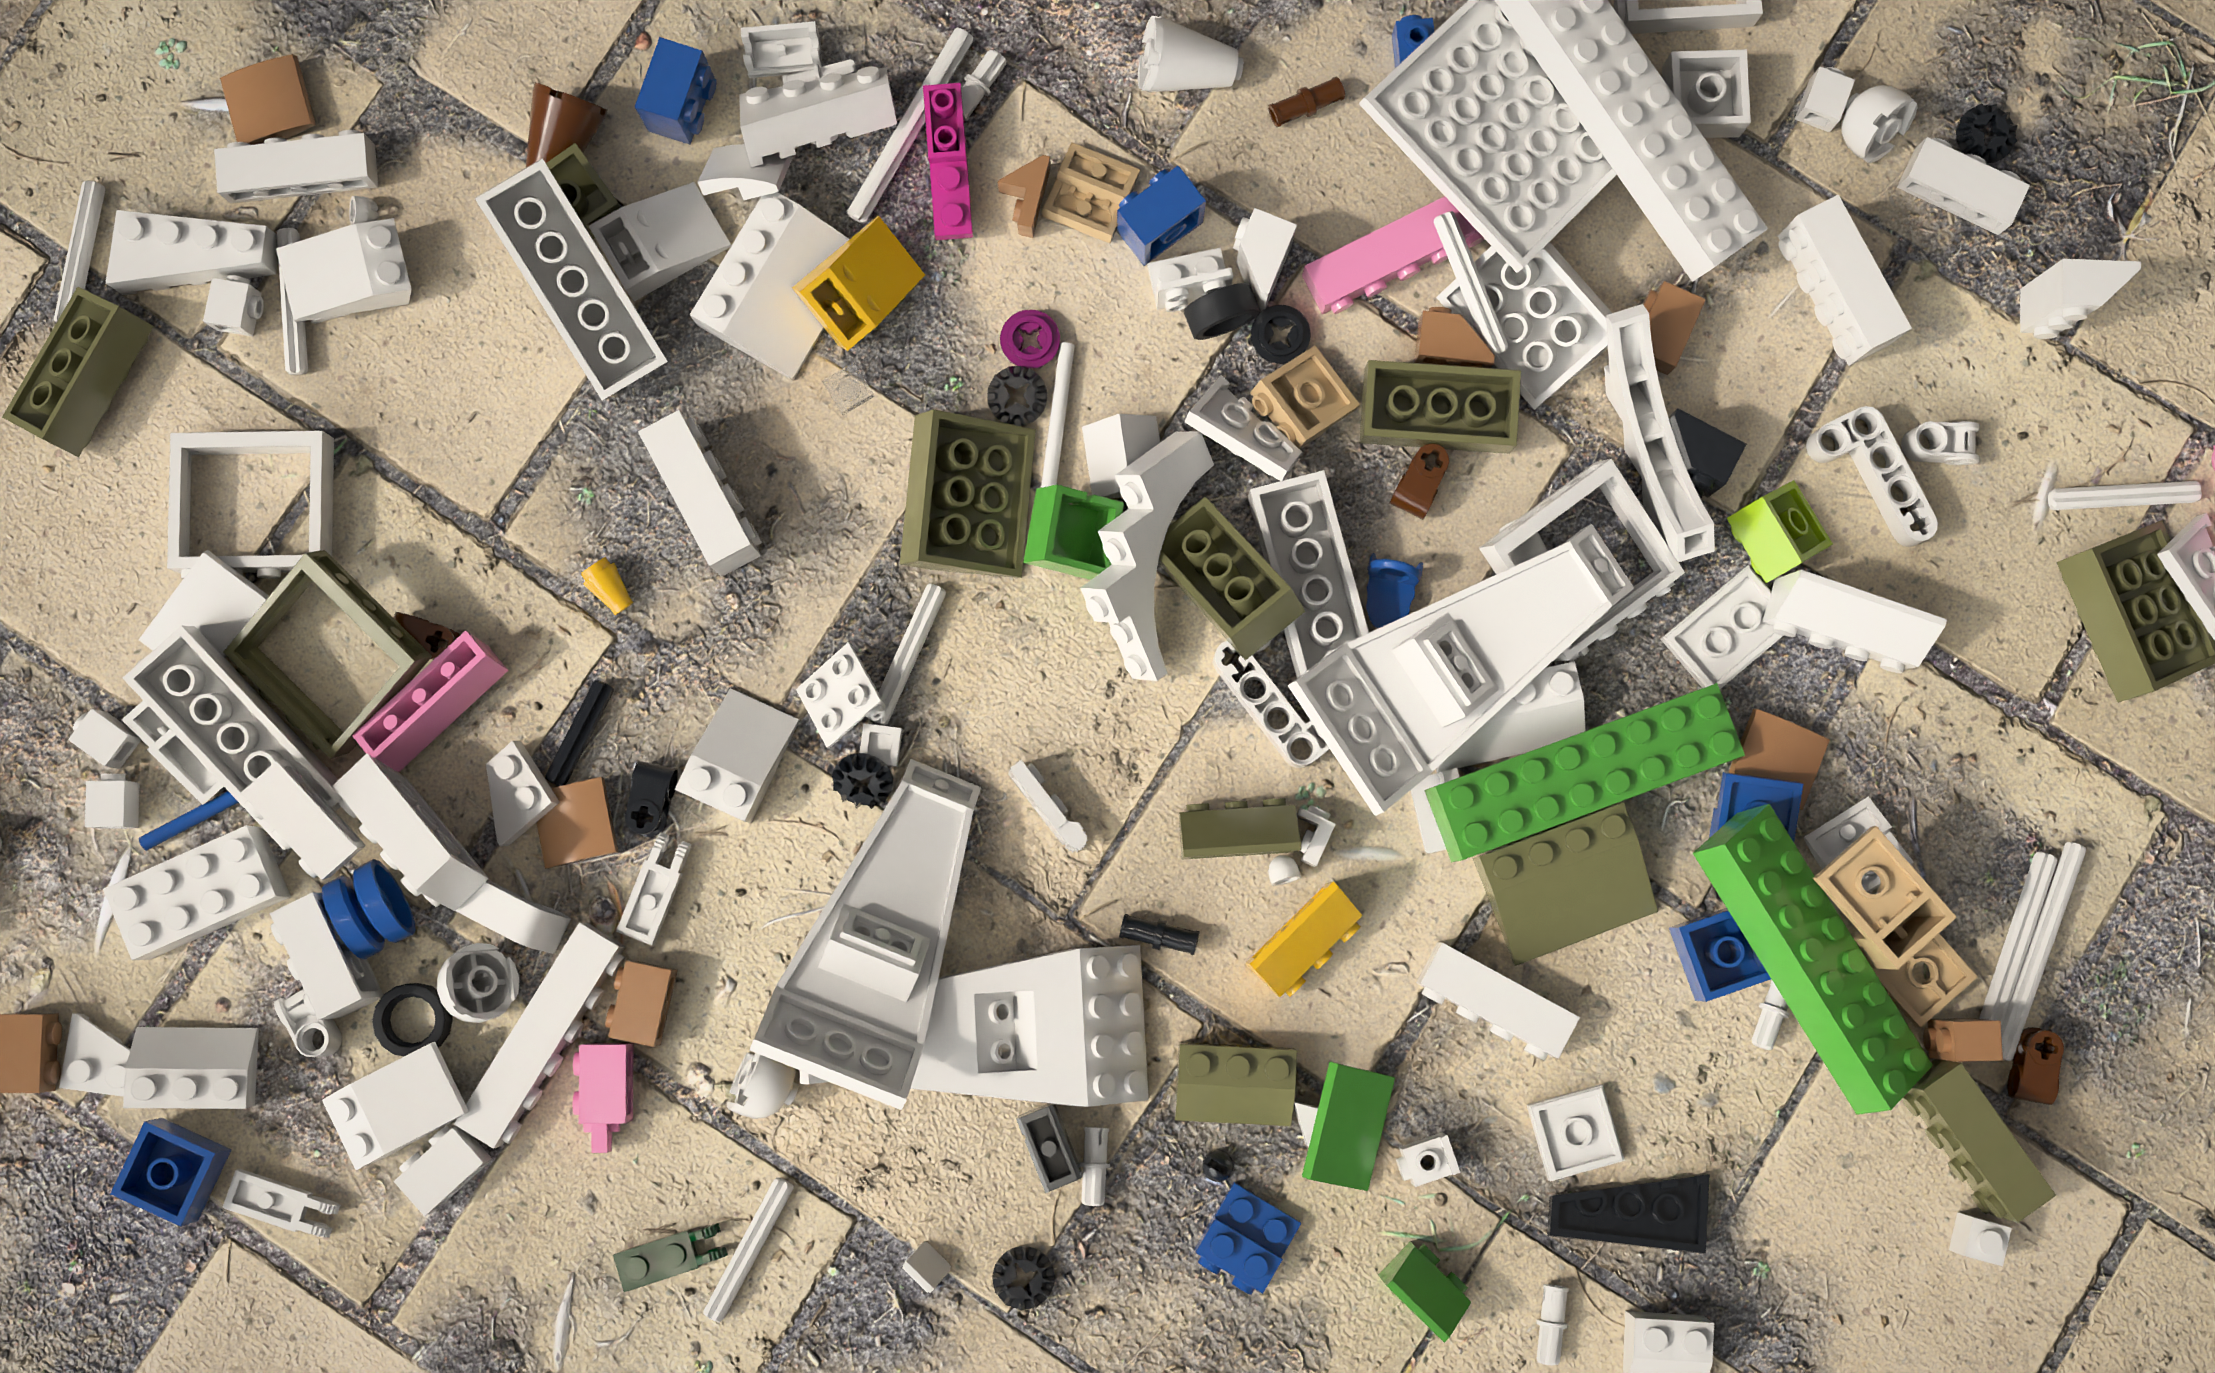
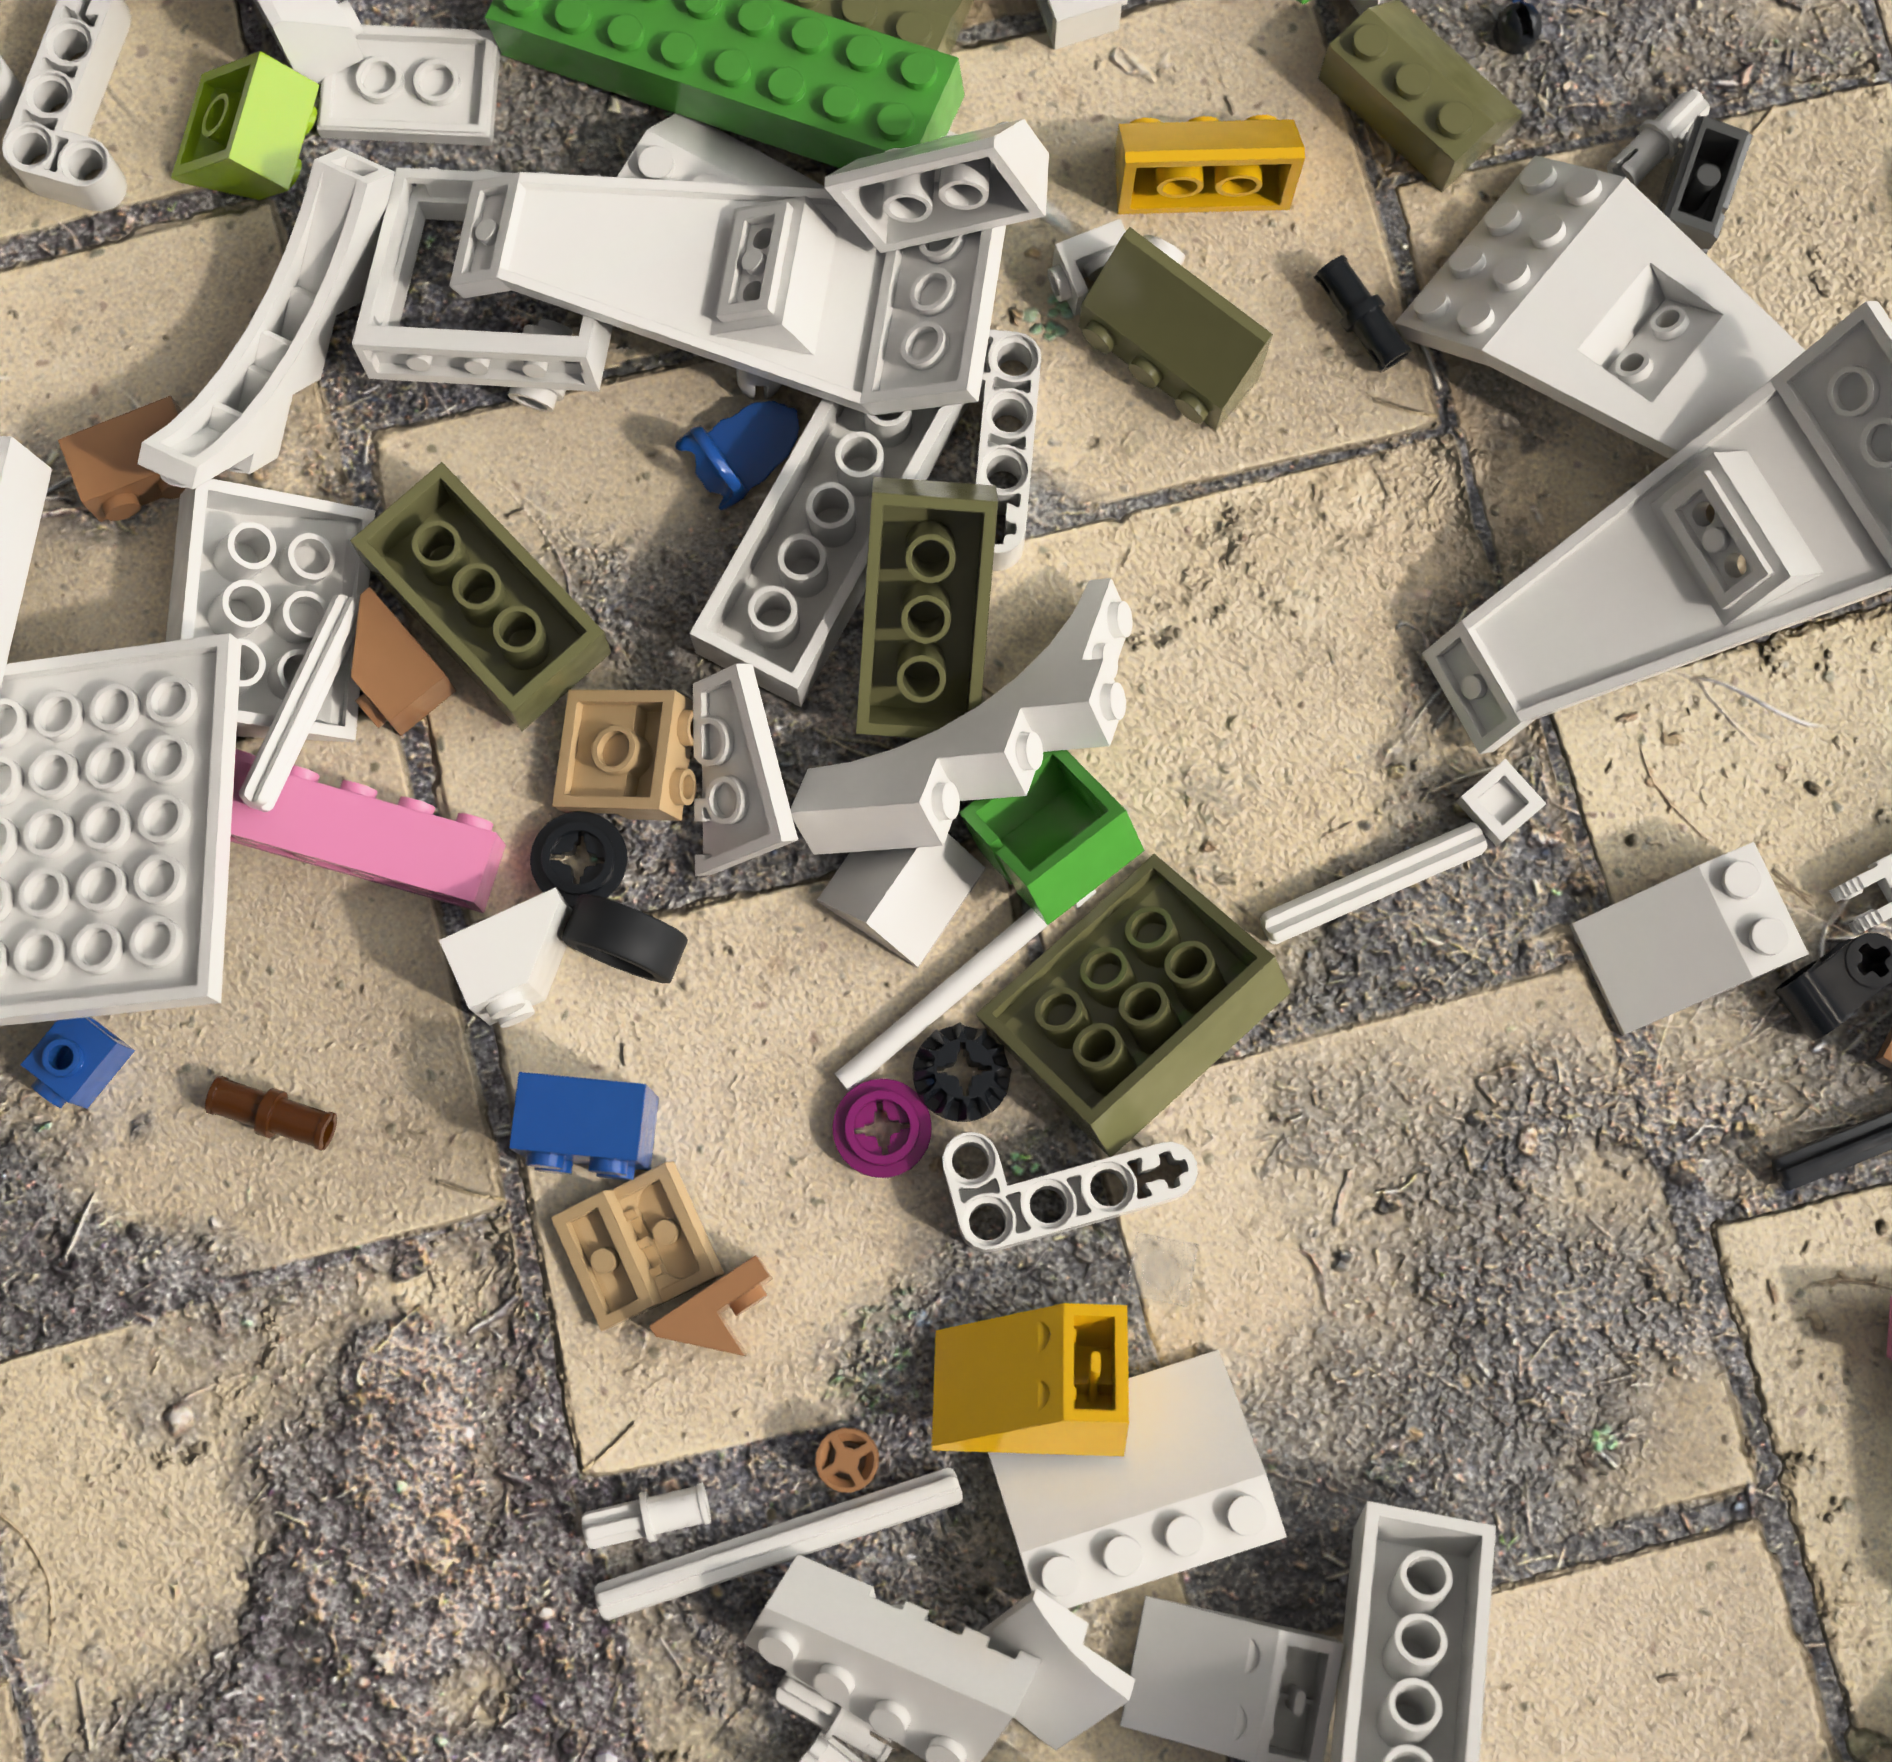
camera: 140 degrees left, 5 degrees down
(607, 585) = (1675, 1293): yellow cone -> none
(699, 493) = (1467, 1291): white brick -> none
(840, 695) = (1503, 896): white hinge -> none
(859, 767) = (1560, 778): black gear -> none
(913, 176) = (839, 1464): none -> medium nougat wheel
(923, 387) = (1070, 1184): none -> white beam
(948, 161) = (777, 1444): dark pink slope -> none
(1029, 1260) = (1821, 105): black gear -> none
(1048, 807) = (1364, 556): white hinge -> none
(1184, 59) = (367, 1302): white cone -> none
(1187, 278) = (621, 1023): white bracket -> none
(1404, 777) = (945, 186): none -> white slope
(1418, 486) = (592, 538): reddish brown piece -> none
(1706, 452) = (238, 258): black slope -> none

